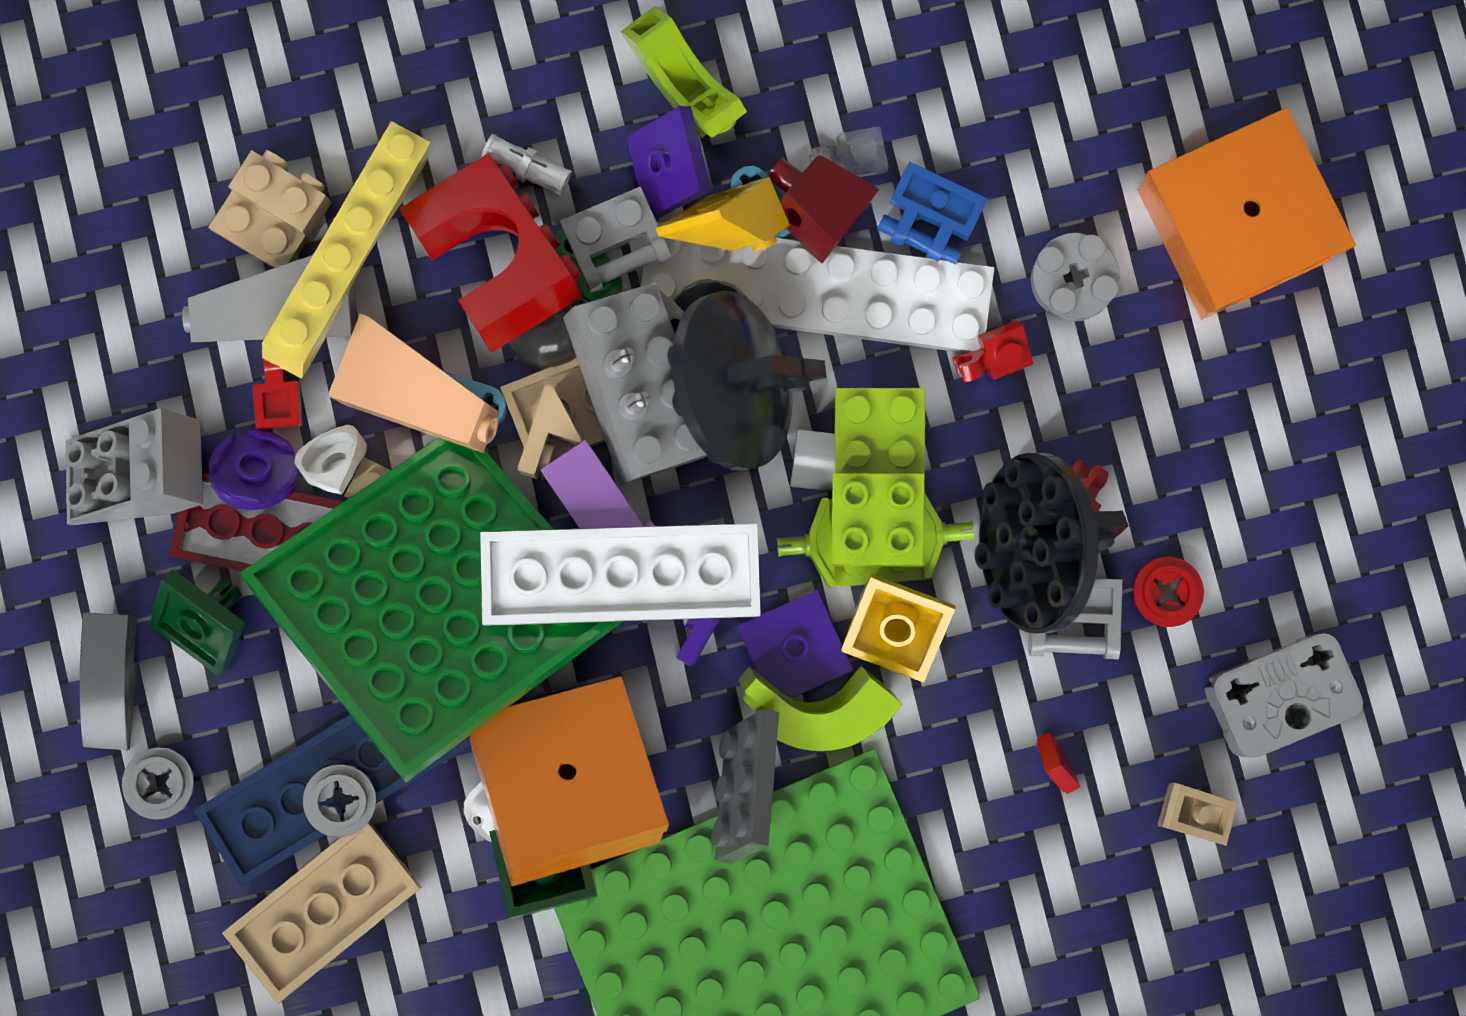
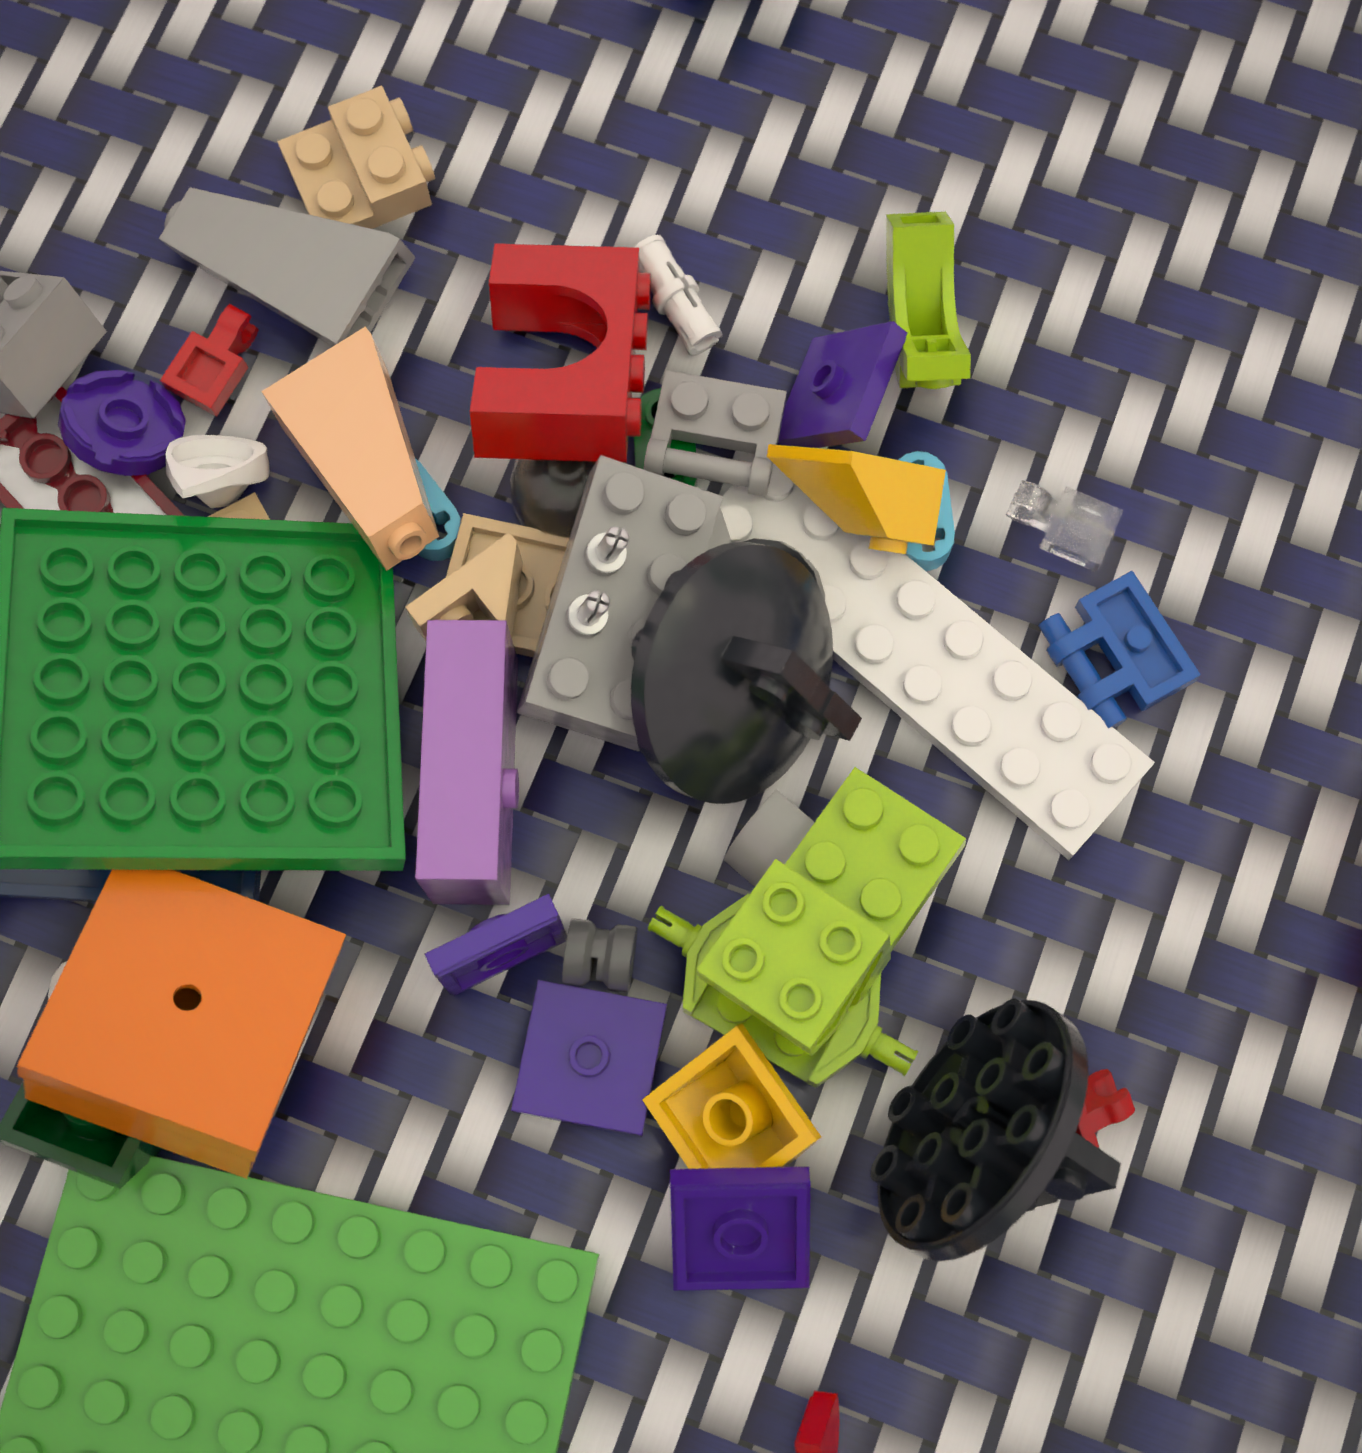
camera: 45 degrees right, 10 degrees down
(343, 250) = (310, 275): light yellow arch -> none
(620, 574) = (429, 804): white plate -> none
(745, 787) = (395, 1181): dark grey plate -> none
(771, 585) = (599, 955): none -> dark grey wheel
(821, 202) = (991, 547): dark red torso -> none
(827, 724) = (554, 1177): lime arch -> none
(943, 682) = (740, 1228): none -> dark purple plate
(1000, 354) = (1095, 871): red plate -> none
(1087, 254) = (1283, 823): light grey plate -> none
(1102, 608) = (1010, 1268): light grey plate -> none
(1188, 590) = (1142, 1338): red gear -> none

